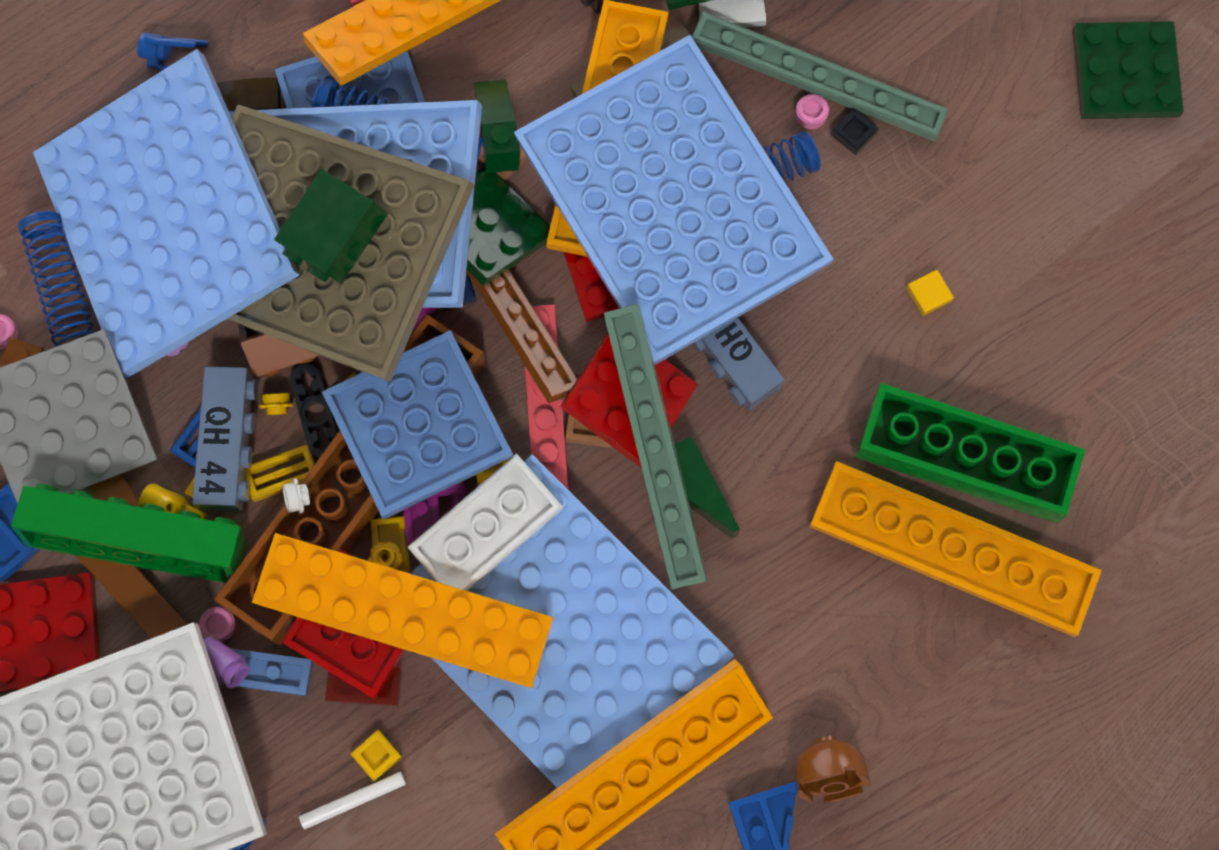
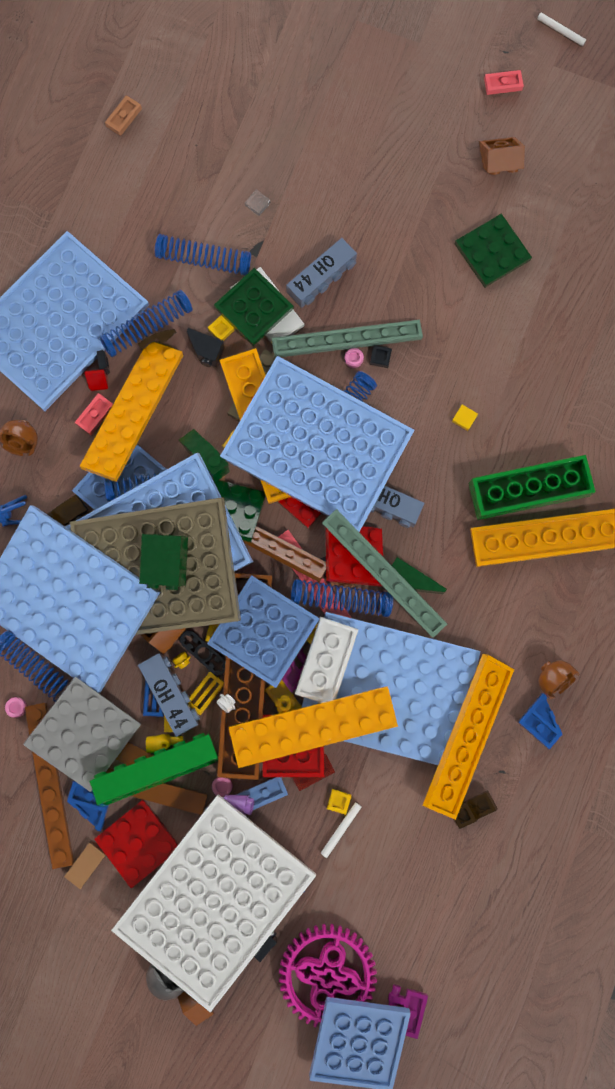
camera: 35 degrees left, 5 degrees up
(633, 498) = (385, 610): none -> blue piece

